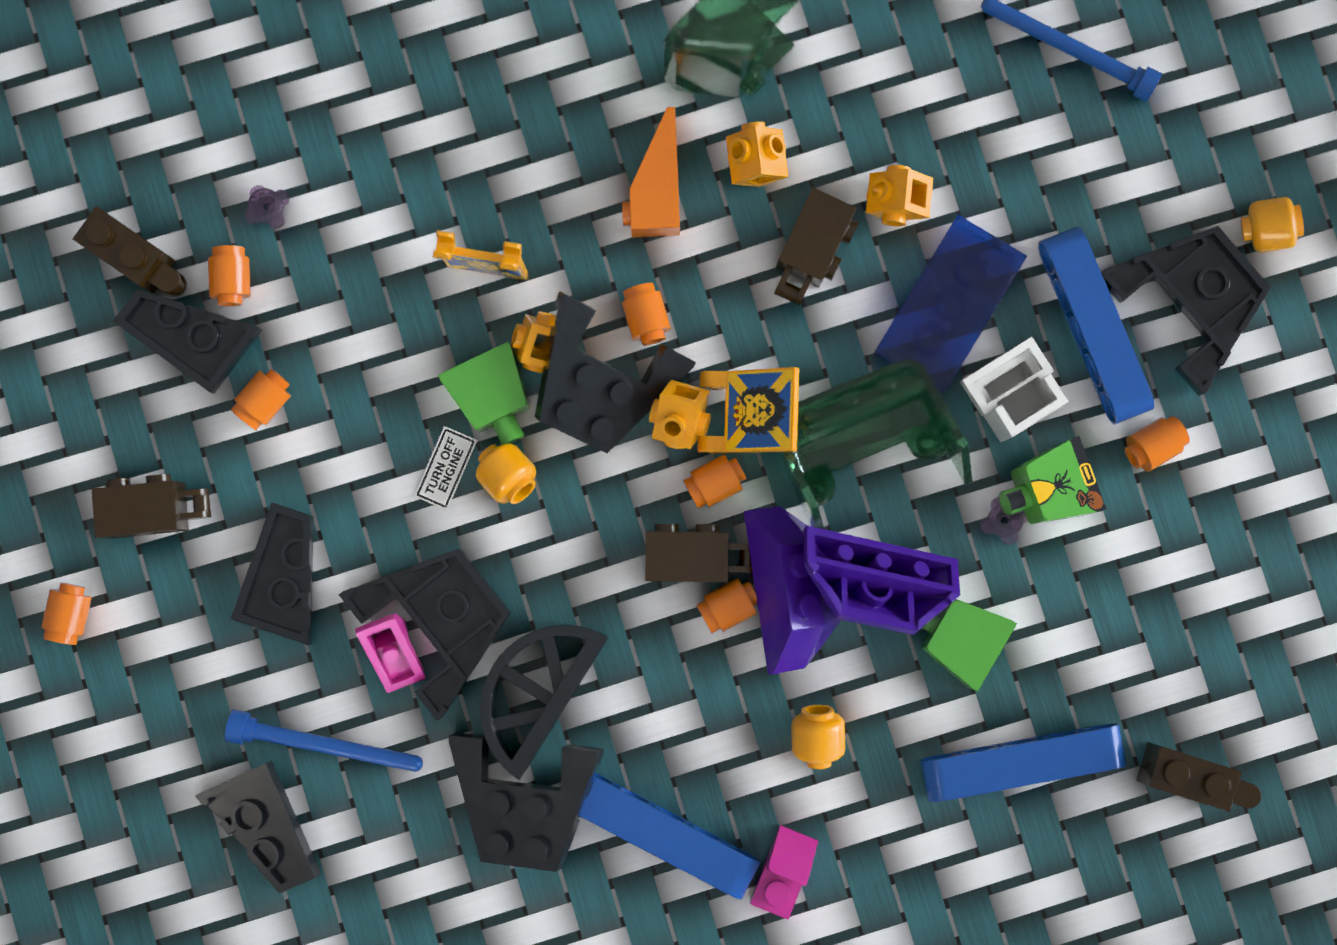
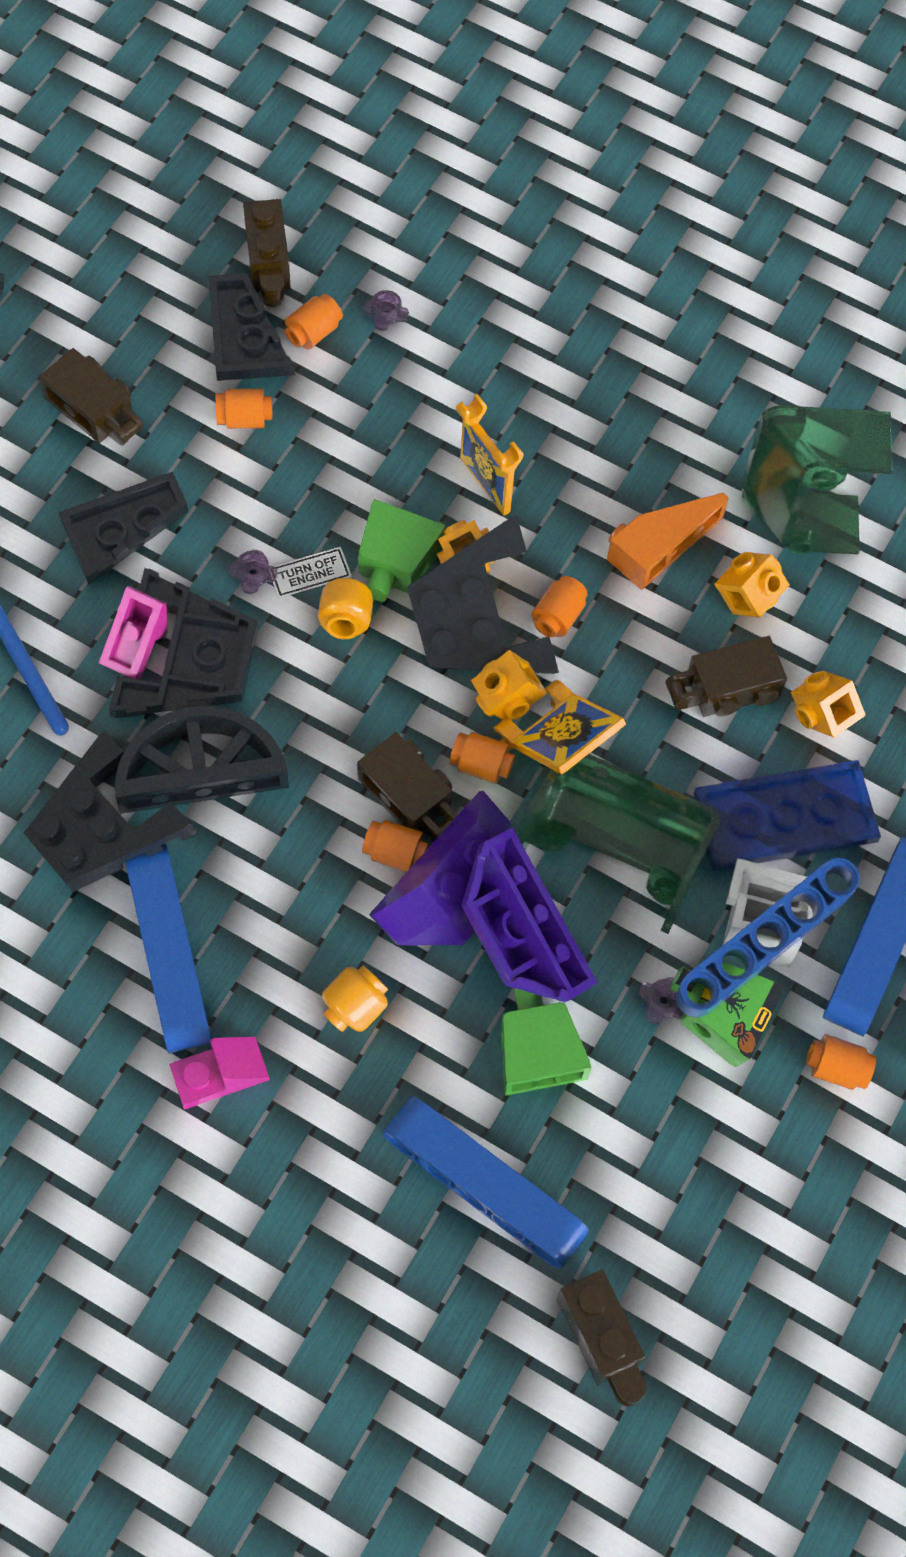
camera: 40 degrees right, 20 degrees down
(401, 503) = (252, 561): none -> clear purple plate
(1061, 444) = (780, 920): none -> blue beam

